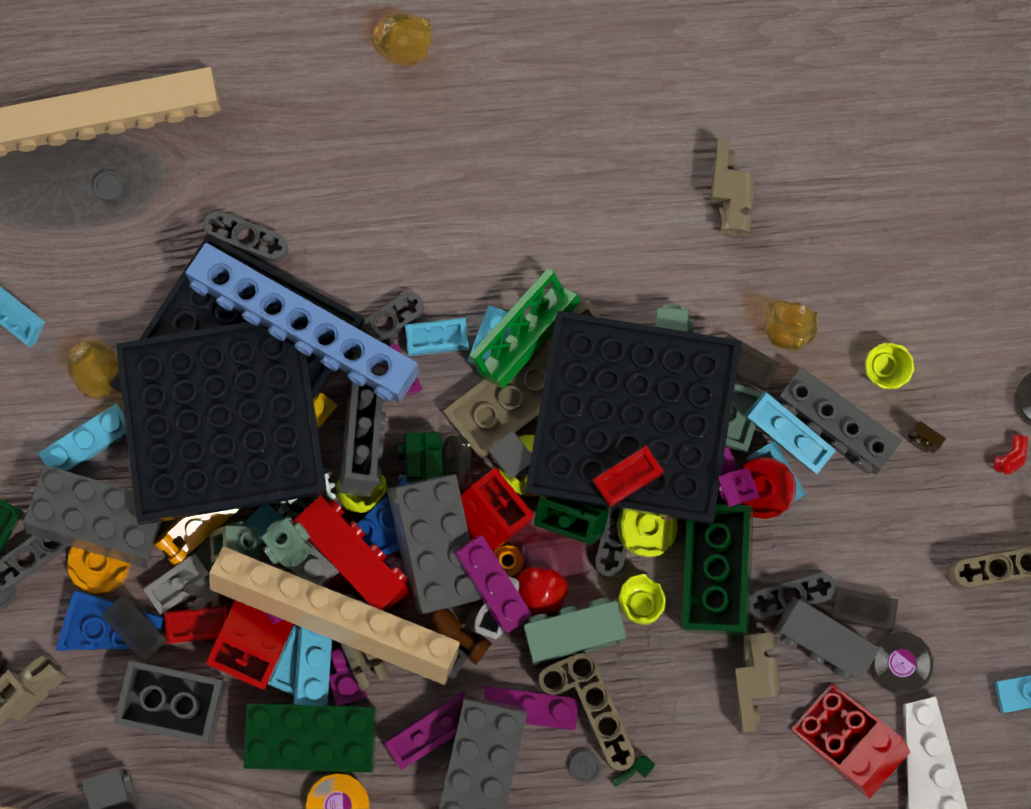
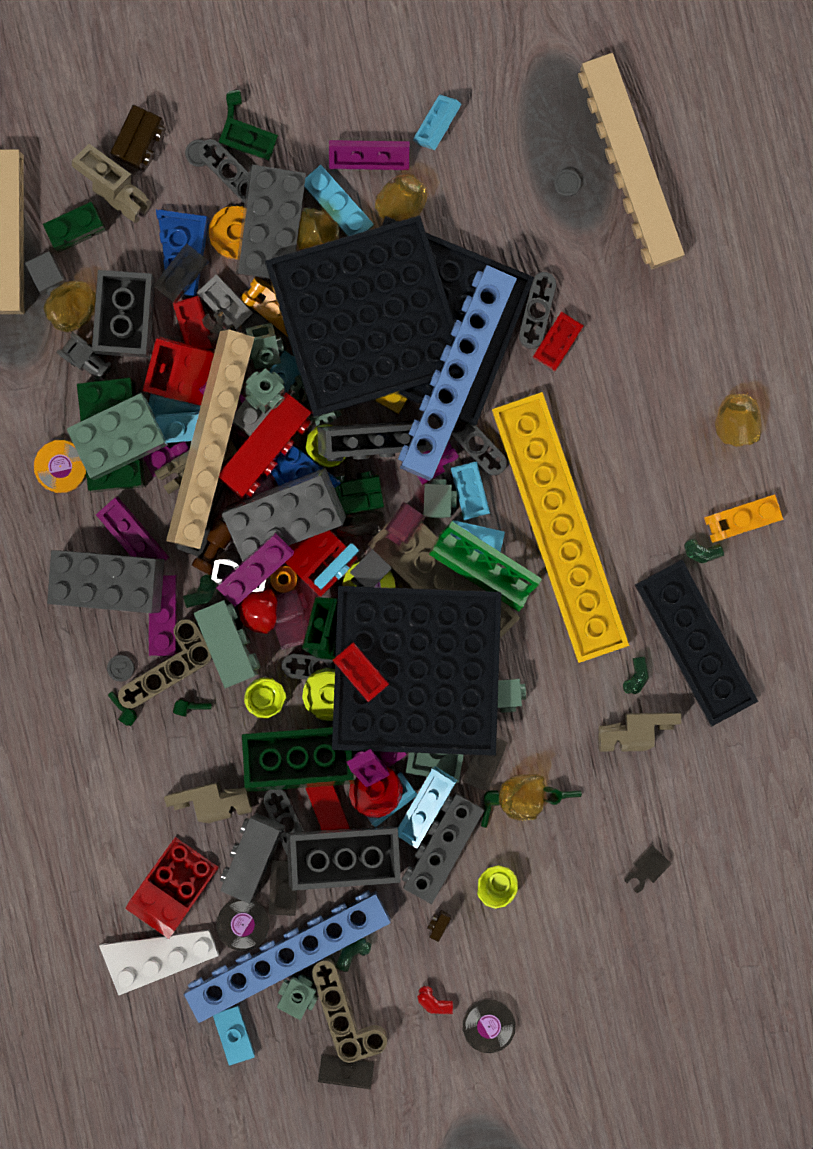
camera: 85 degrees right, 10 degrees up
(37, 396) = (369, 155): none -> magenta plate
(58, 748) = (74, 227): none -> dark green brick
(112, 466) = (315, 229): none -> clear yellow hair
(150, 764) = (70, 305): none -> clear yellow hair
(212, 760) = (80, 354): none -> dark grey connector
(284, 218) = (558, 341): none -> red plate
(313, 723) = (117, 436): none -> sand green brick
(442, 372) = (438, 499): none -> sand green brick
(465, 408) = (404, 524): none -> clear pink brick
(492, 244) = (560, 527): none -> yellow plate
(503, 488) = (337, 567): none -> medium azure plate
(510, 47) = (744, 518): none -> light orange plate
(511, 656) = (204, 592): none -> clear green arm
(544, 96) = (701, 554): none -> clear green arm
(641, 116) = (696, 643): none -> black plate
(641, 700) = (181, 707): none -> dark green hand
(673, 182) = (640, 677): none -> clear green arm
(788, 363) = (491, 798): none -> dark green hand
(793, 288) = (558, 795): none -> dark green hand
(793, 543) = (327, 808): none -> red tile
(838, 533) = (343, 857): none -> dark grey brick
(883, 199) = (650, 865): none -> clear smoke plate
(944, 542) = (348, 952): none -> clear green arm
(959, 625) = (206, 1006): none -> medium blue brick
(1002, 609) = (296, 1005): none -> sand green brick

